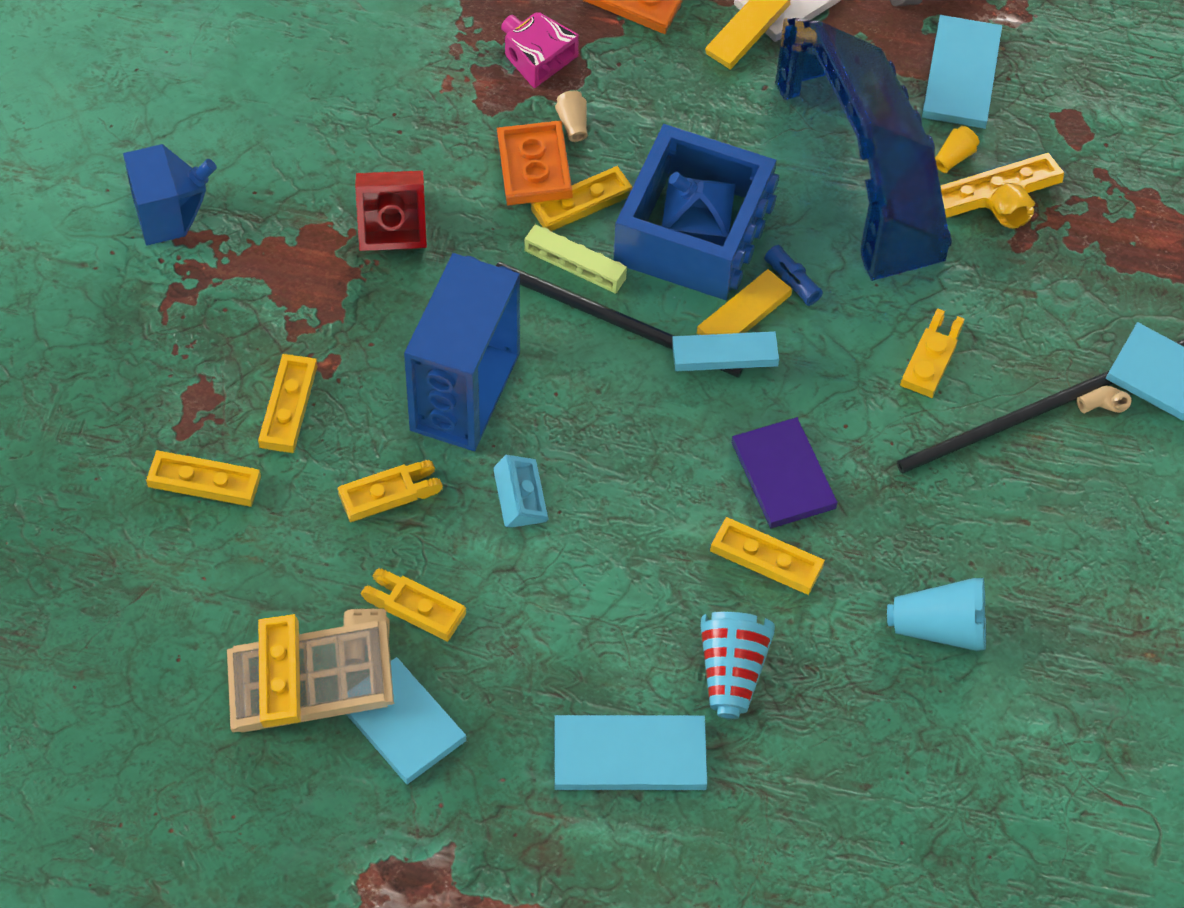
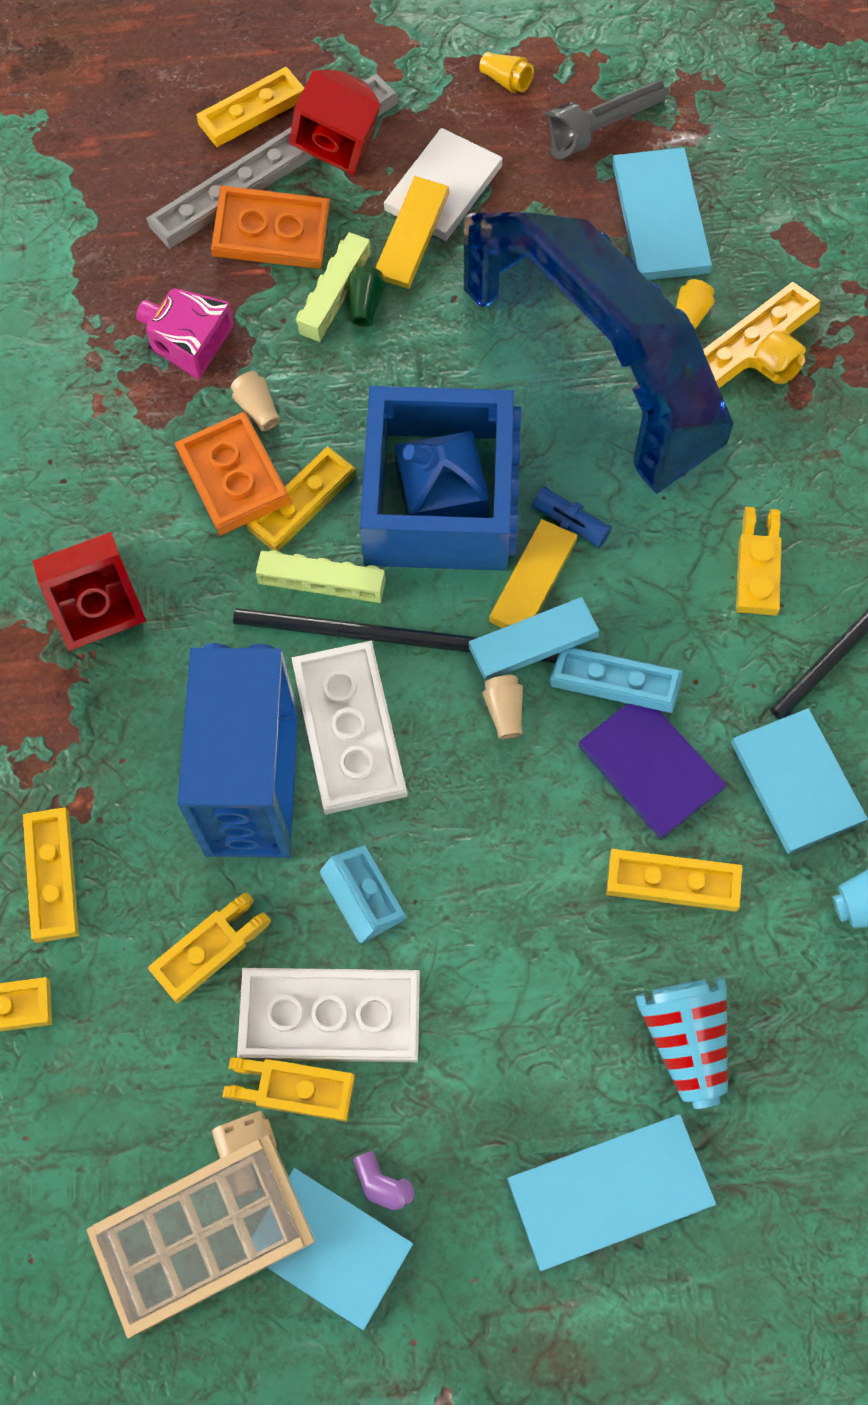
camera: 15 degrees left, 10 degrees up
(279, 671) = (162, 1252): yellow plate -> none
(457, 693) = (380, 1188): none -> medium lavender arm
(465, 566) = (329, 1015): none -> white tile
(555, 373) = (349, 727): none -> white tile
(669, 49) = (332, 287): none -> yellowish green piece
(684, 391) = (504, 703): none -> tan cone
(692, 60) = (365, 293): none -> dark green cone
(780, 401) = (617, 679): none -> medium azure tile
(897, 519) = (798, 781): none -> medium azure tile

